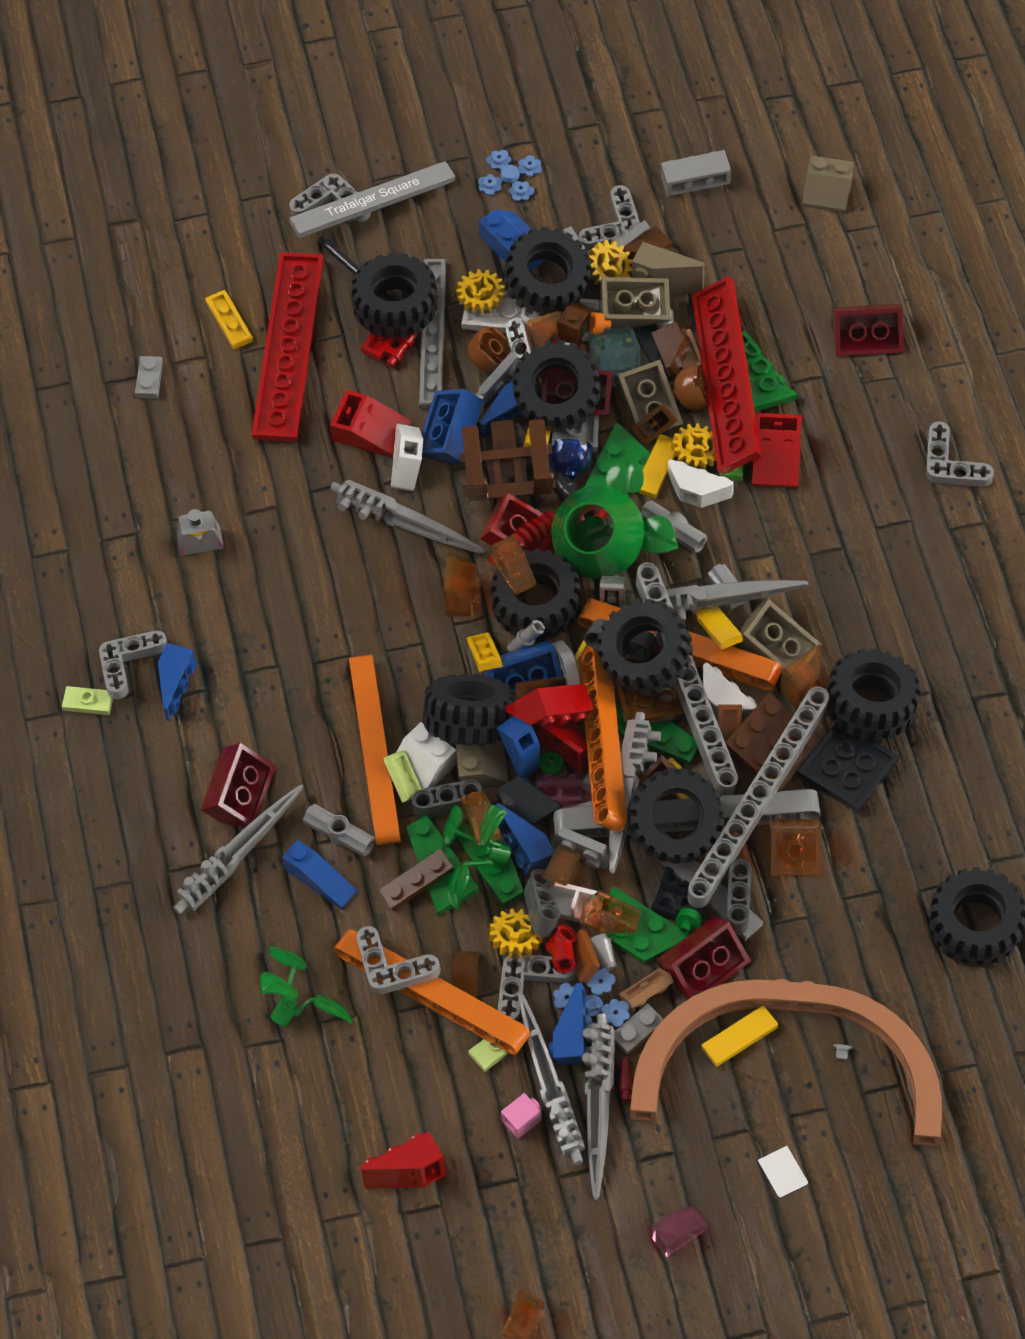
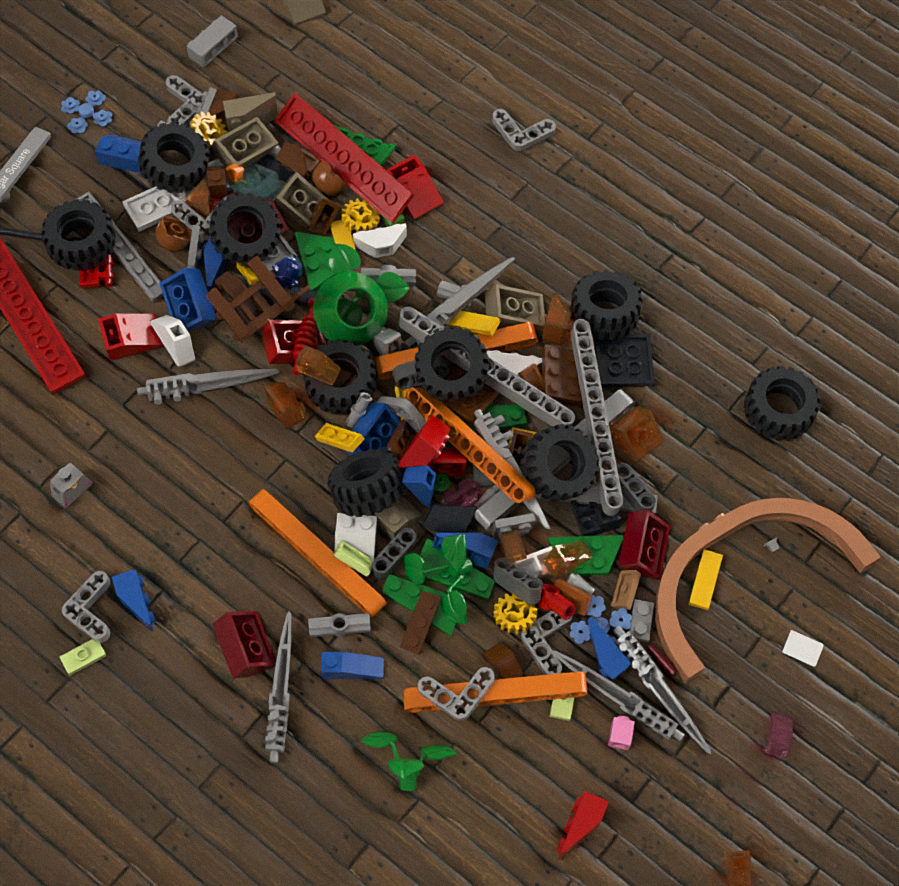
camera: 45 degrees left, 5 degrees up
(474, 808) = (430, 550): clear orange slope -> none
(480, 291) = (126, 200): yellow gear -> none
(688, 920) = (615, 527): green tile -> none
(868, 329) = (404, 78): dark red slope -> none

